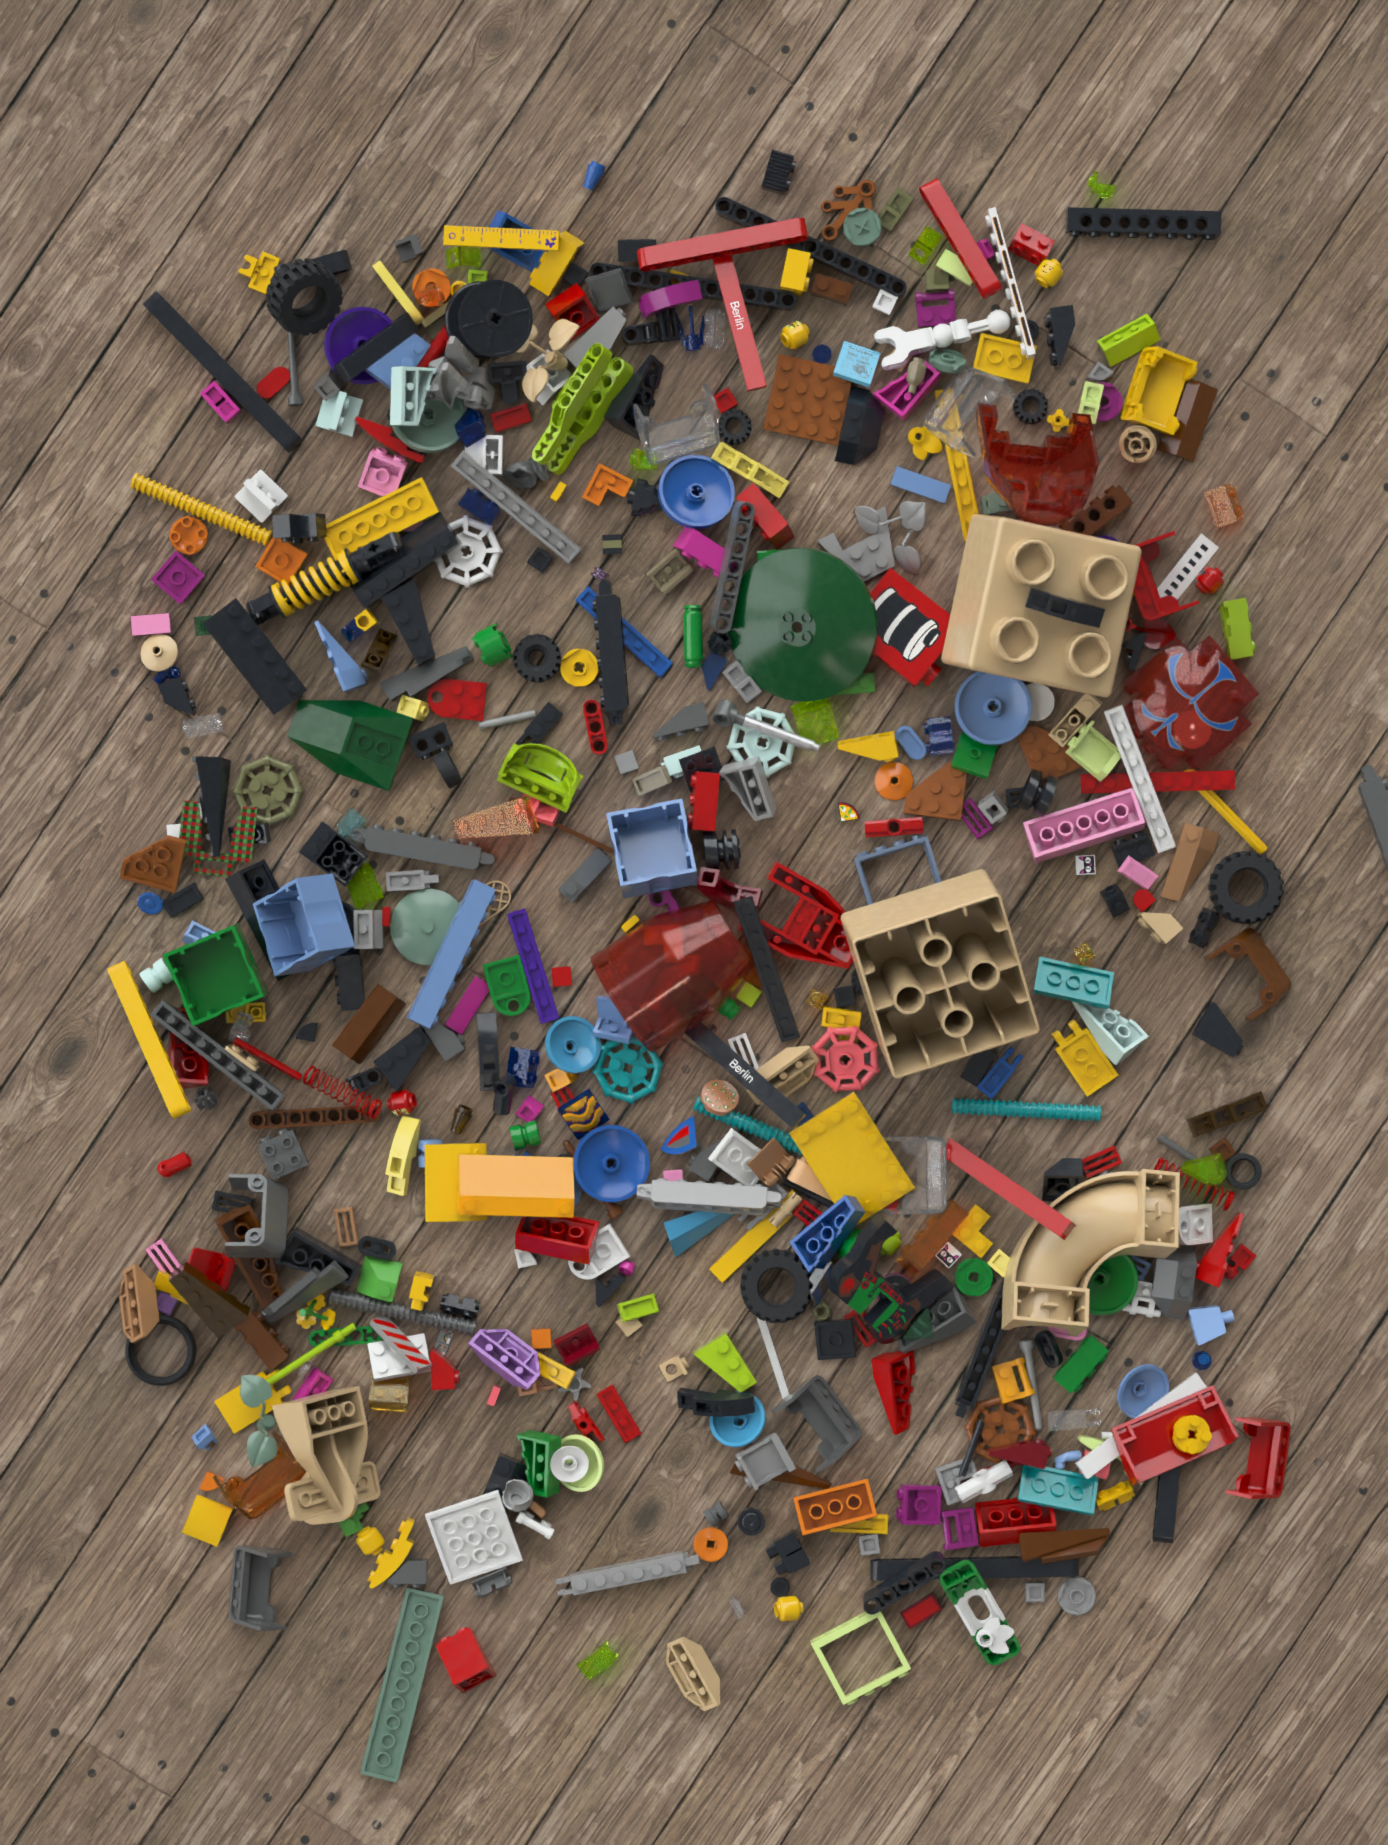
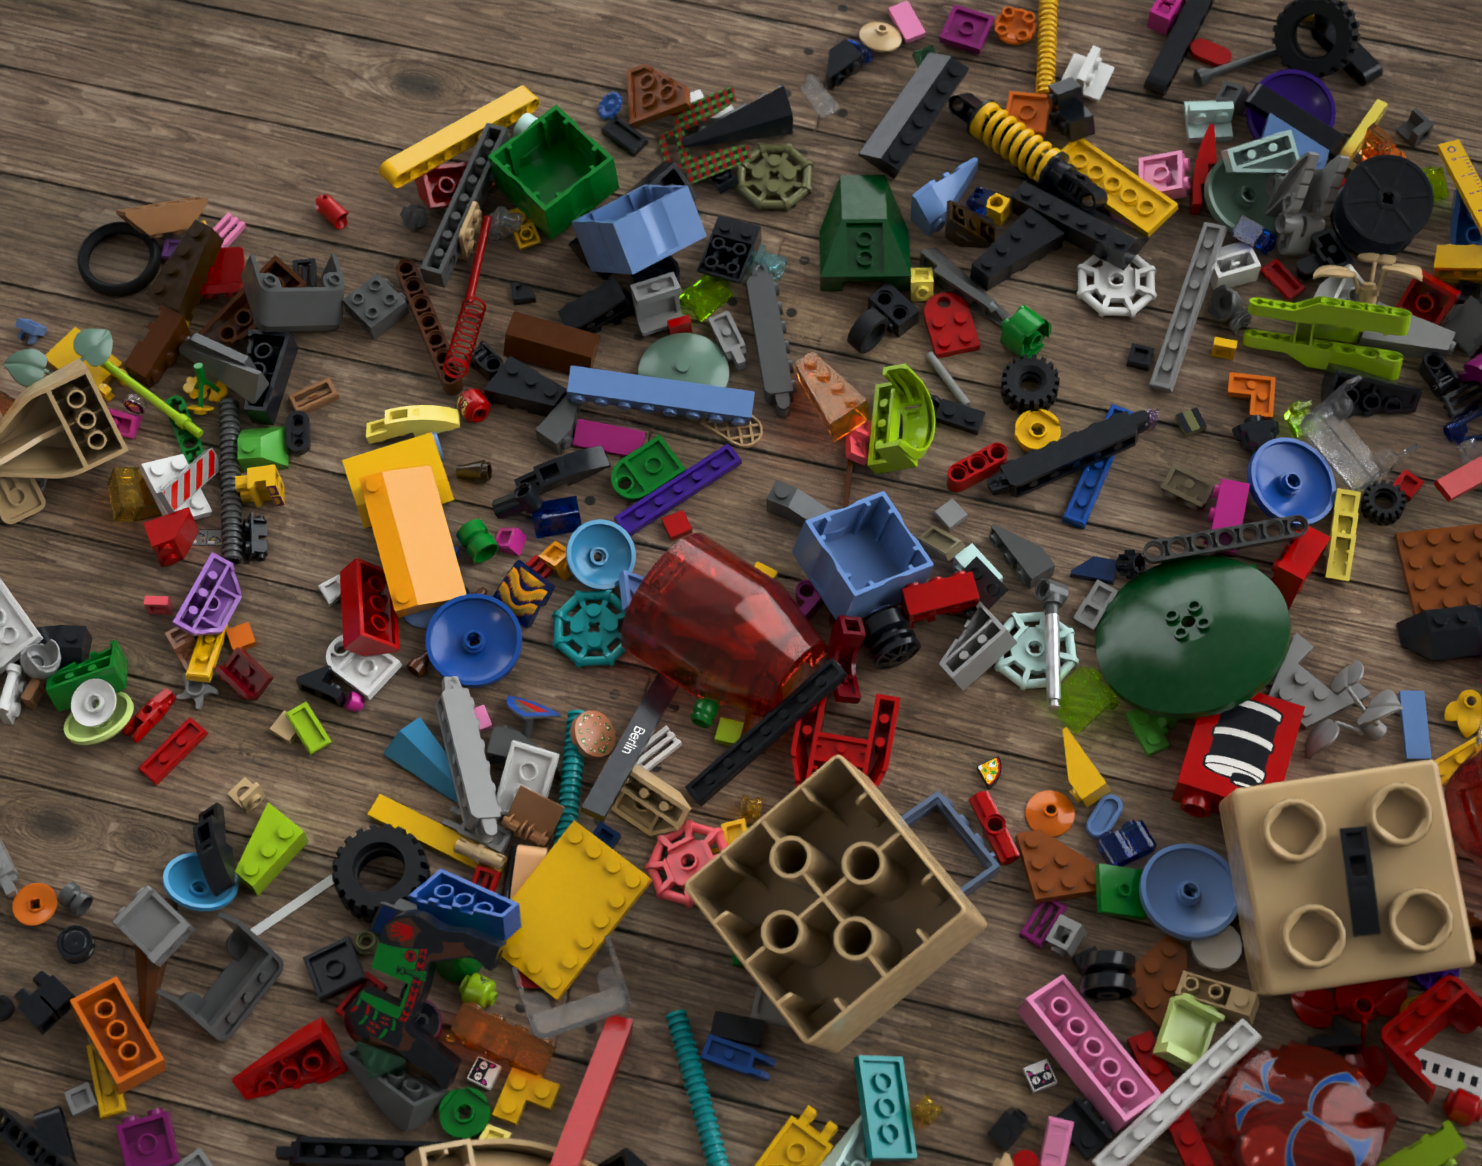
camera: 70 degrees right, 25 degrees down
(480, 508) = (1170, 276): clear blue brick -> none
(693, 636) = (1125, 535): green axle -> none

